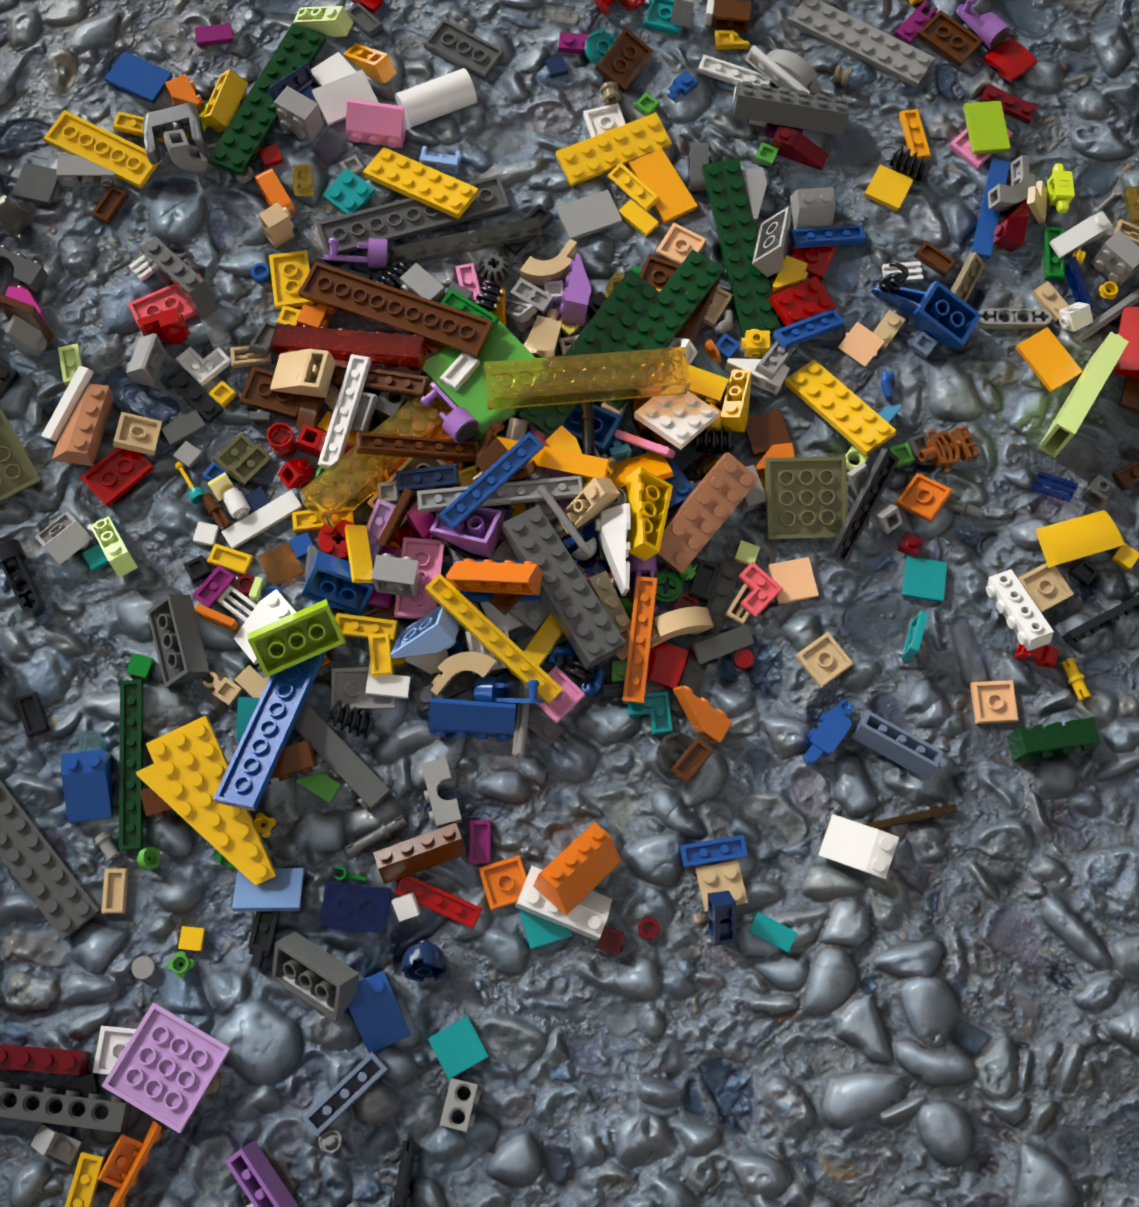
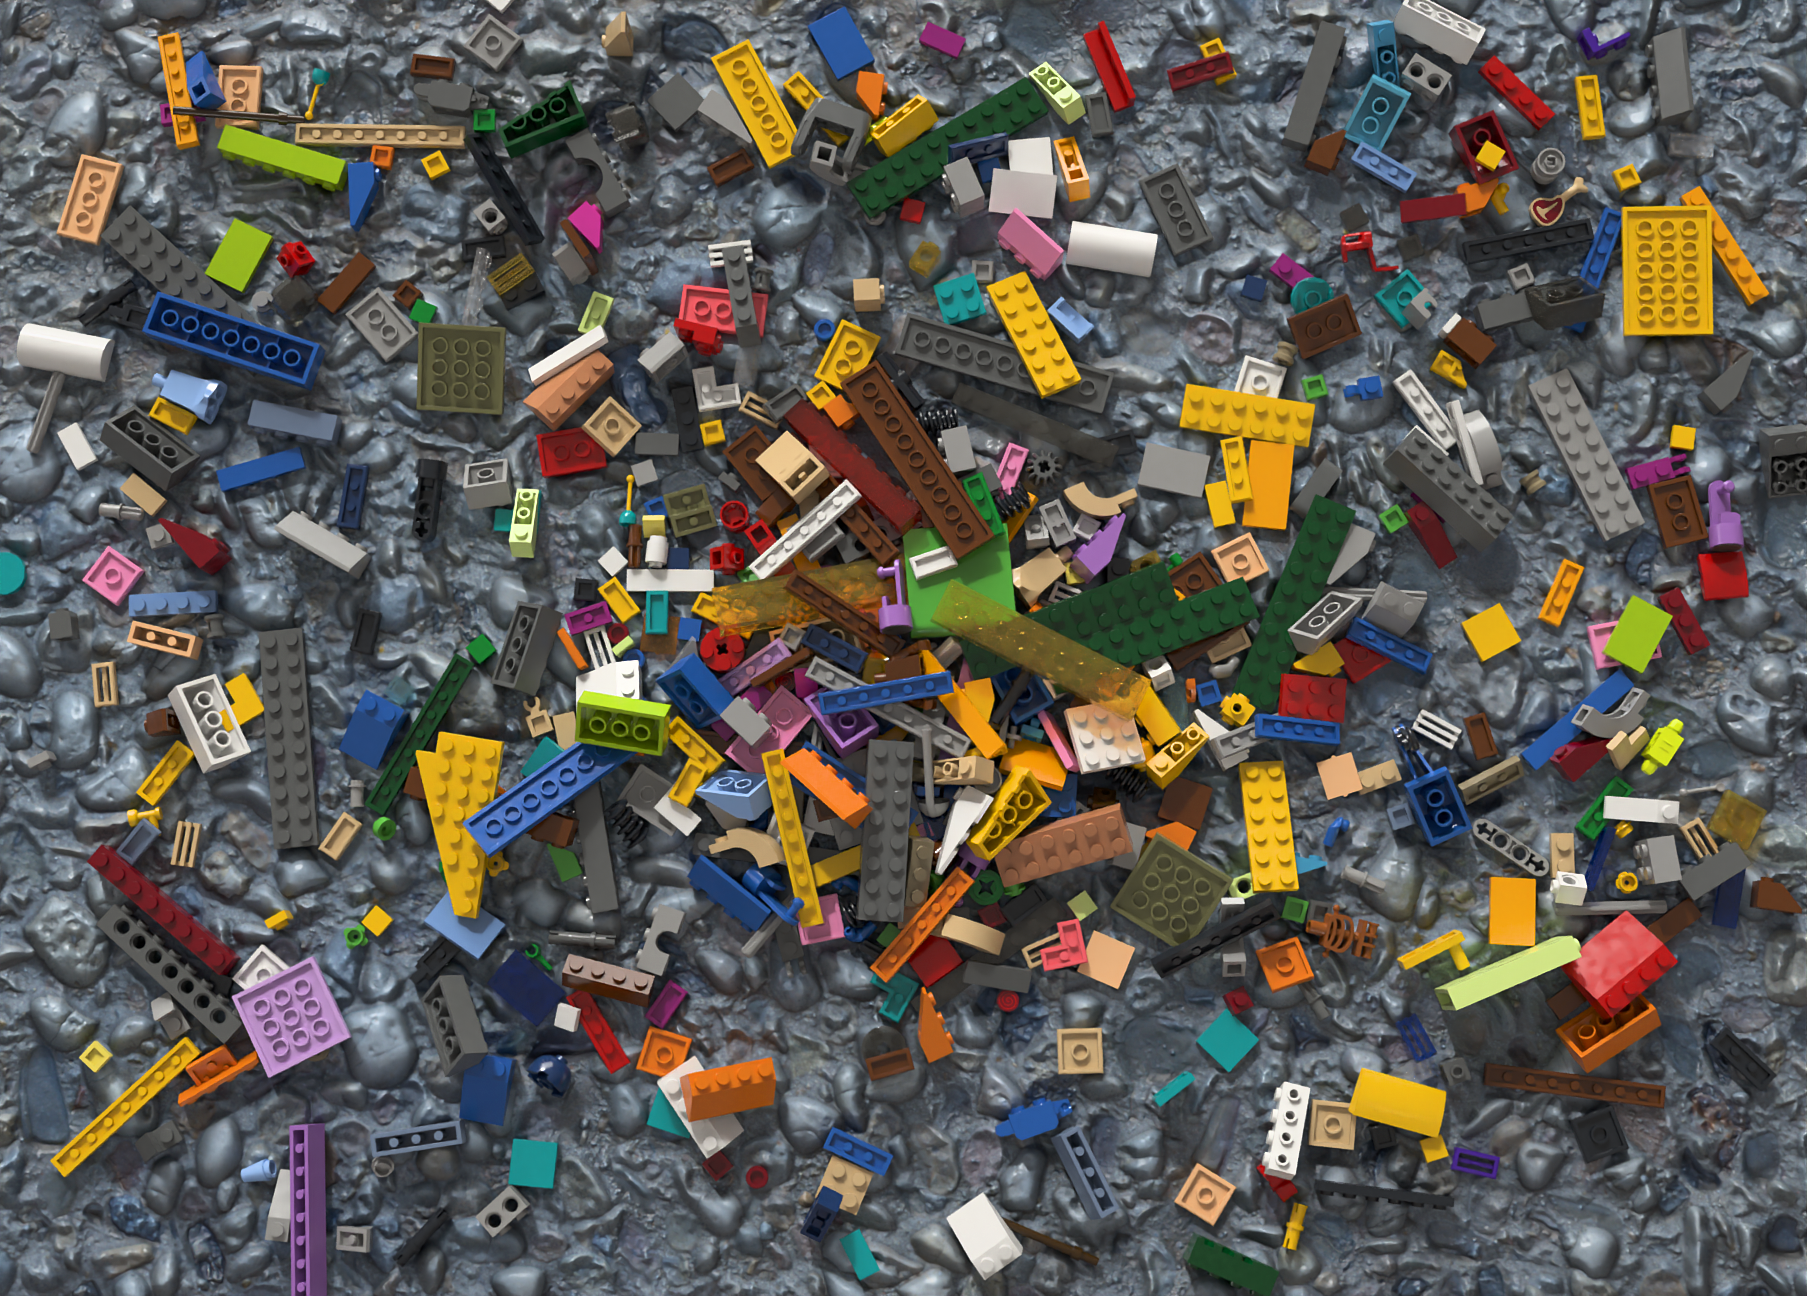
camera: 45 degrees right, 10 degrees up
(104, 994) = (279, 920): none -> yellow plate
(143, 967) = (324, 918): light grey tile -> none
(267, 548) = (657, 612): none -> teal tile
(273, 190) = (889, 256): orange beam -> none
(359, 553) = (728, 679): yellow tile -> none
(376, 257) = (938, 387): medium lavender piece -> none
(911, 163) = (1530, 623): black piece -> none
(931, 404) = (1363, 879): none -> light grey axle
(1022, 407) = (1448, 941): none -> yellow piece

